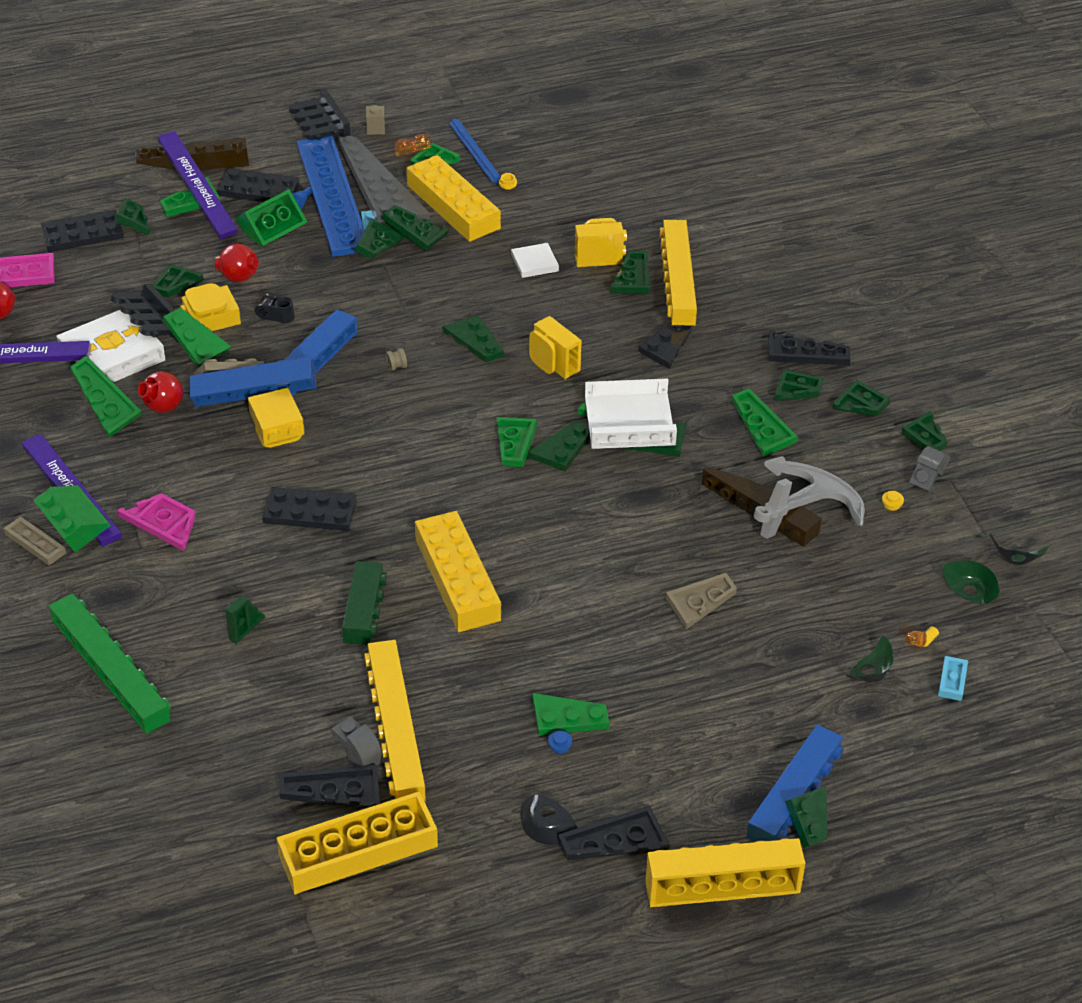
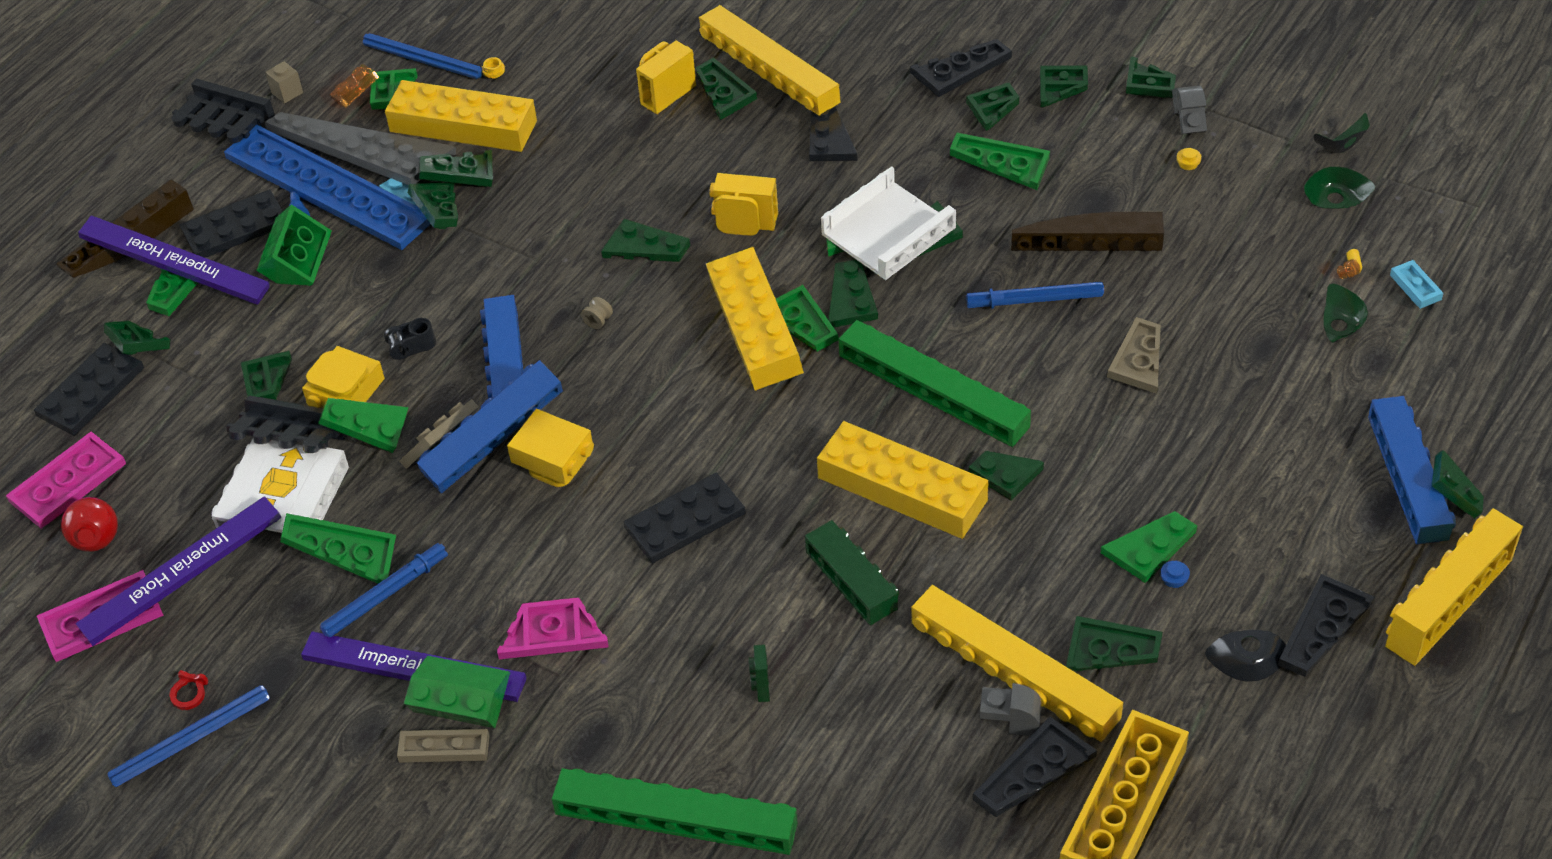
camera: 35 degrees left, 5 degrees up
(101, 436) = (357, 608): none -> blue axle
(161, 392) = (401, 500): red brick -> none
(237, 263) = (315, 316): red brick -> none
(465, 752) = (1109, 644): none -> dark green wing
(481, 420) = (754, 318): none -> yellow brick
(530, 611) = (1006, 472): none -> dark green wing
(534, 260) = (611, 131): white tile -> none
(548, 530) = (935, 383): none -> green brick
(679, 518) = (1036, 294): none -> blue axle
(822, 486) = (1126, 183): light grey piece -> none

